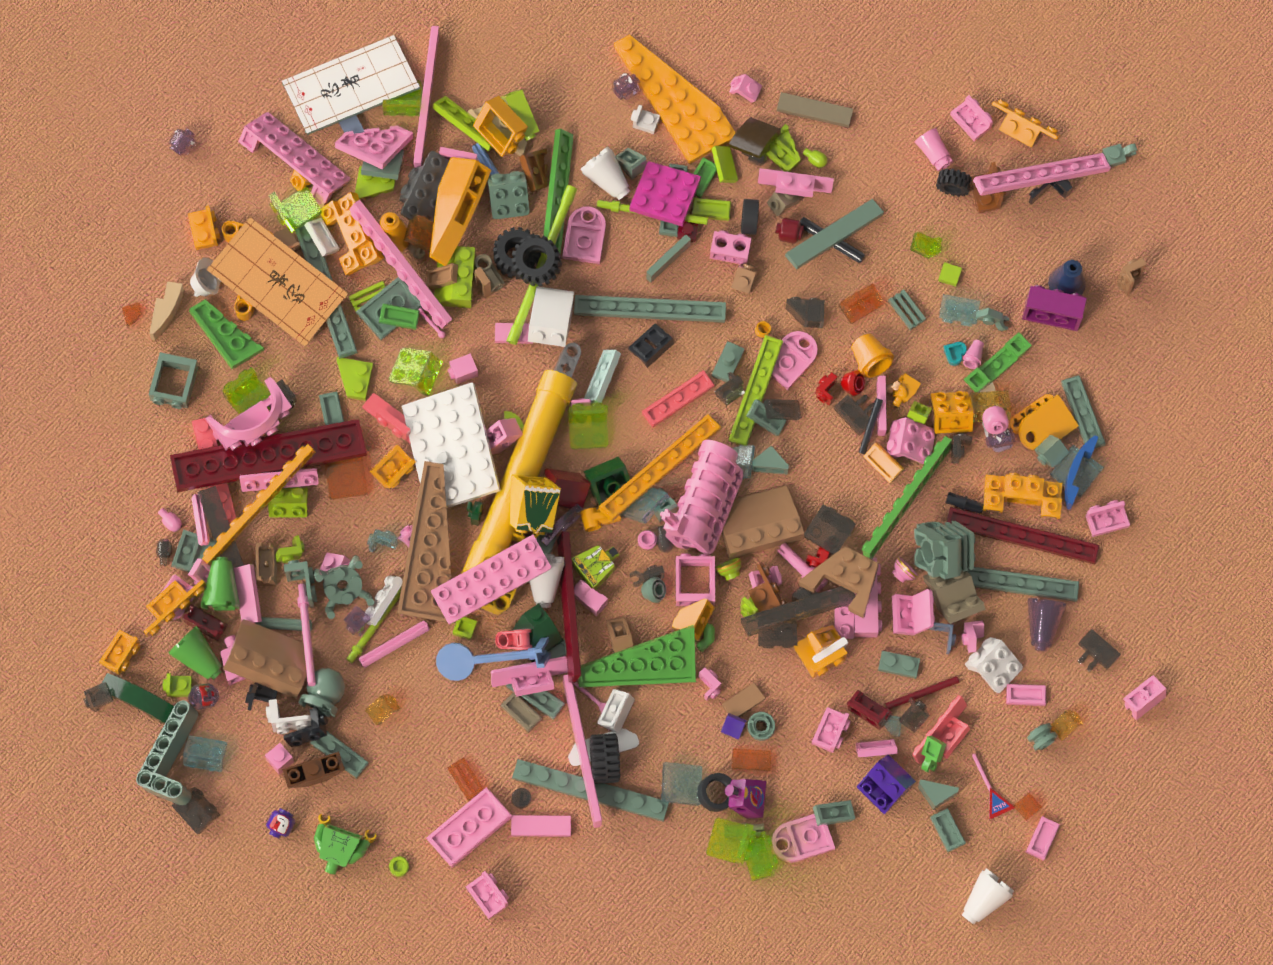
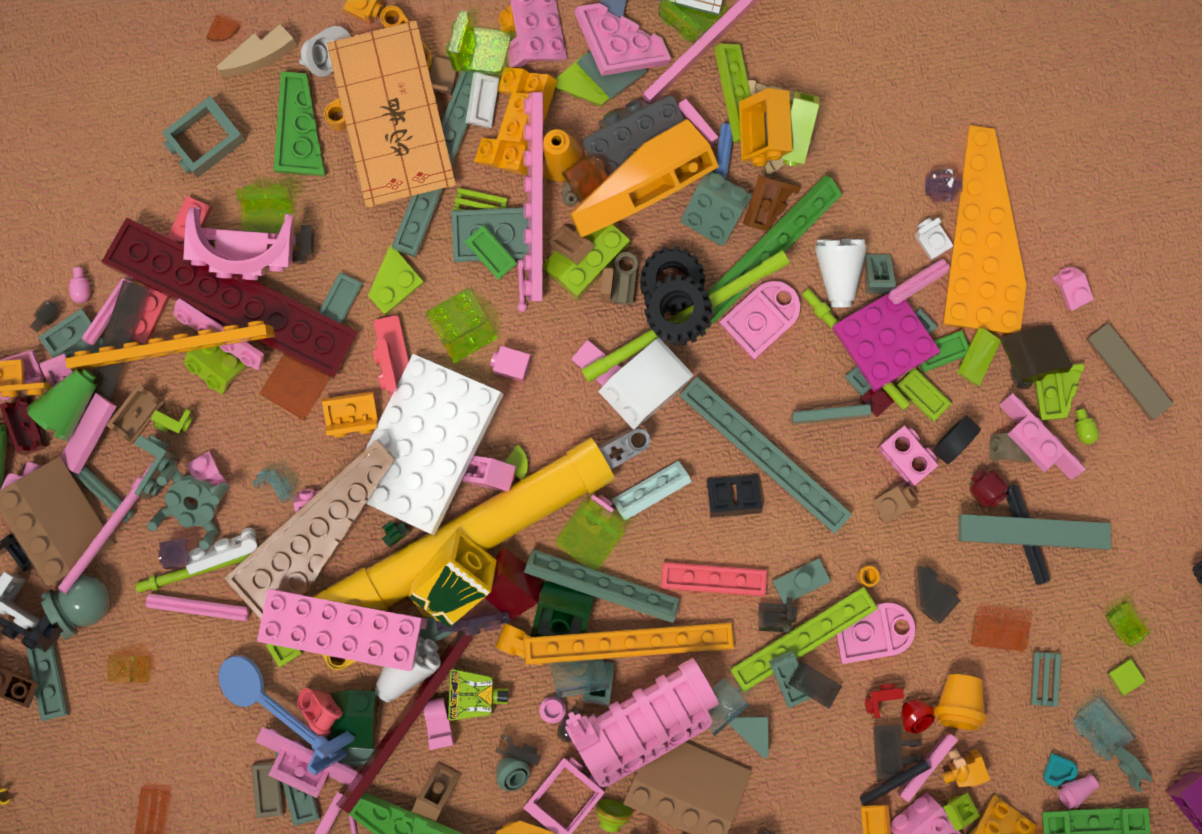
camera: 45 degrees right, 10 degrees up
(618, 449) = (602, 585): none -> sand green tile
(657, 148) = (918, 281): none -> bright pink axle

